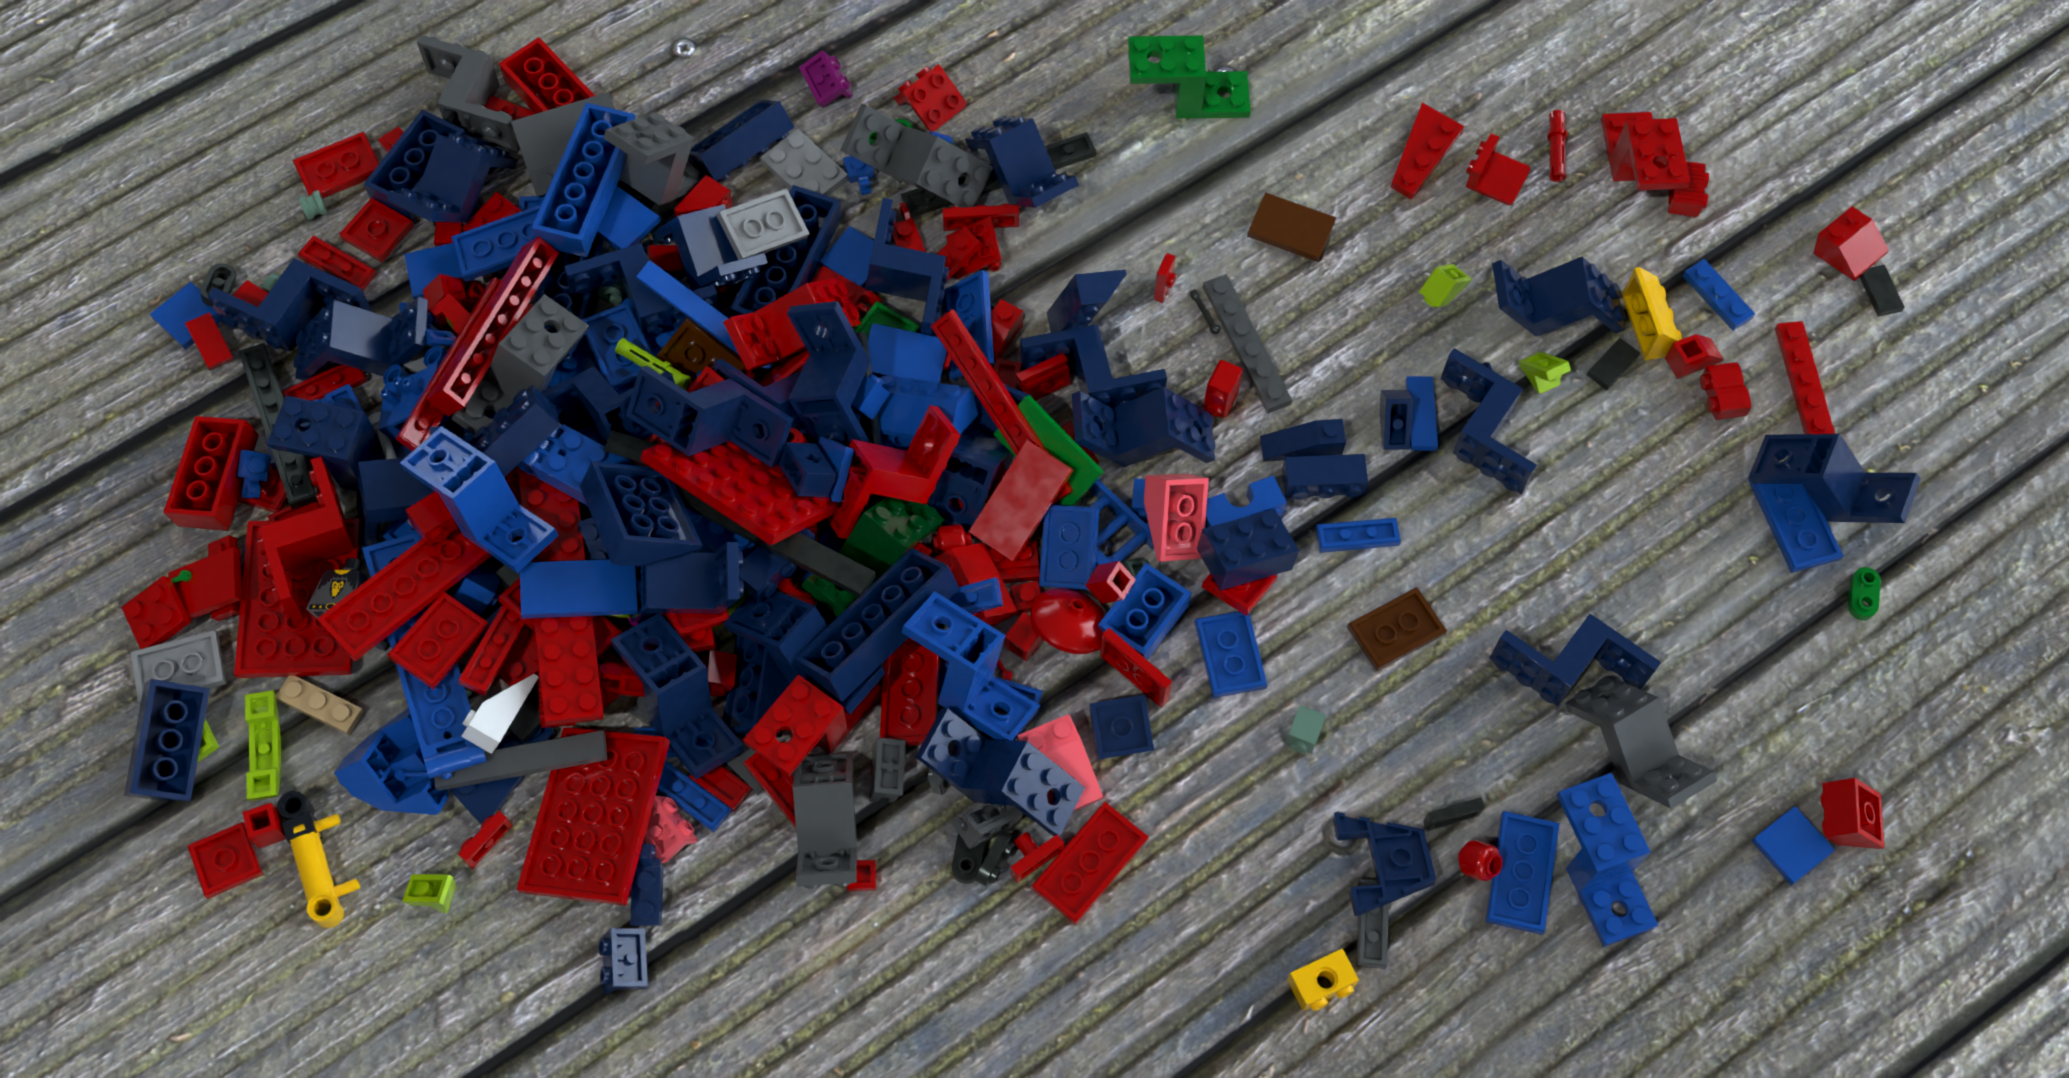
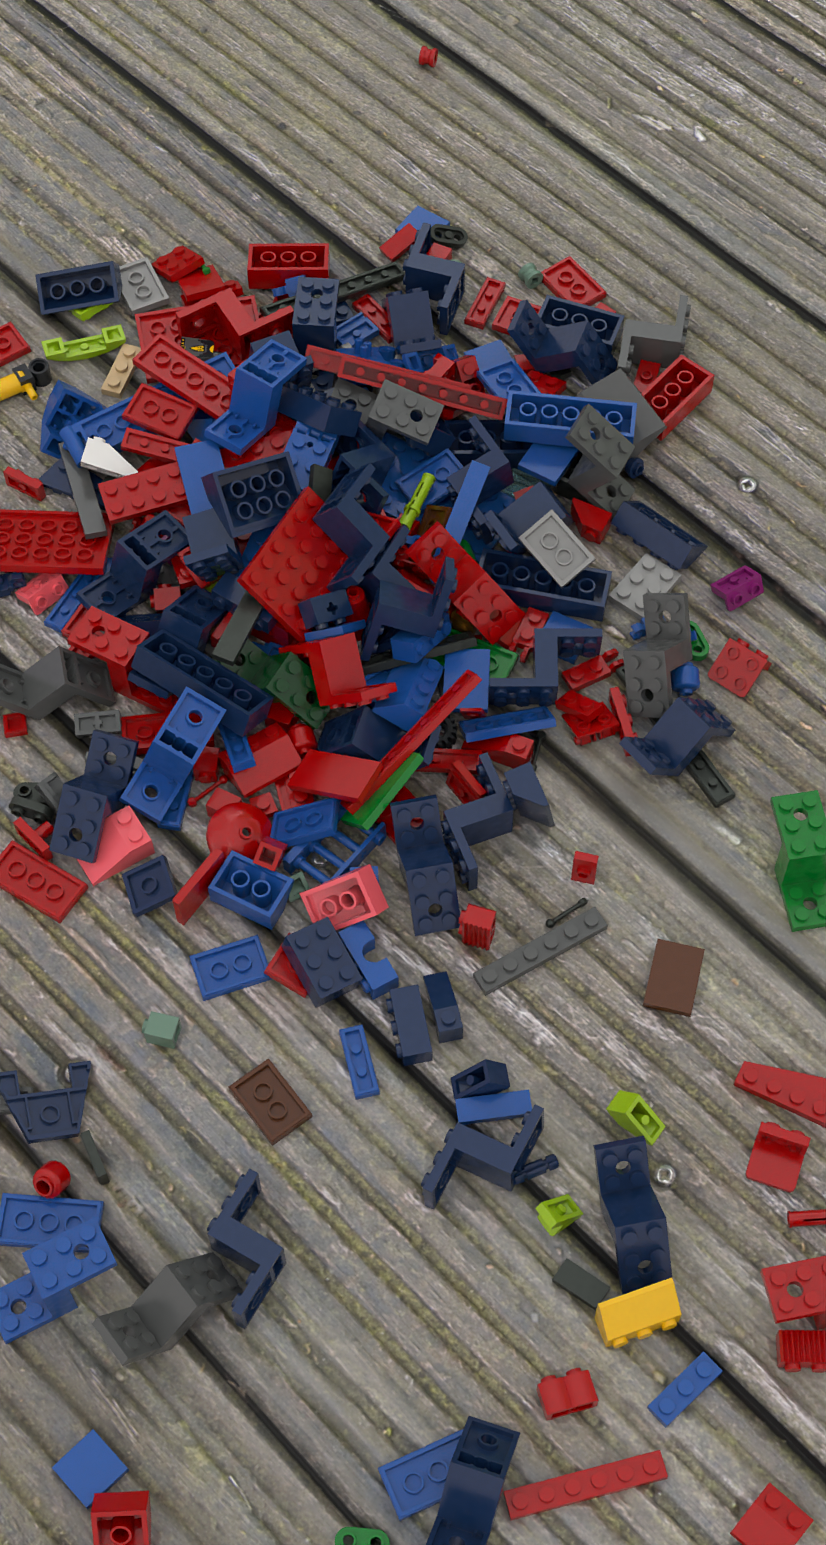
camera: 85 degrees right, 5 degrees down
(264, 825) = (22, 352): red brick -> none
(1692, 355) = (602, 1360): red slope -> none

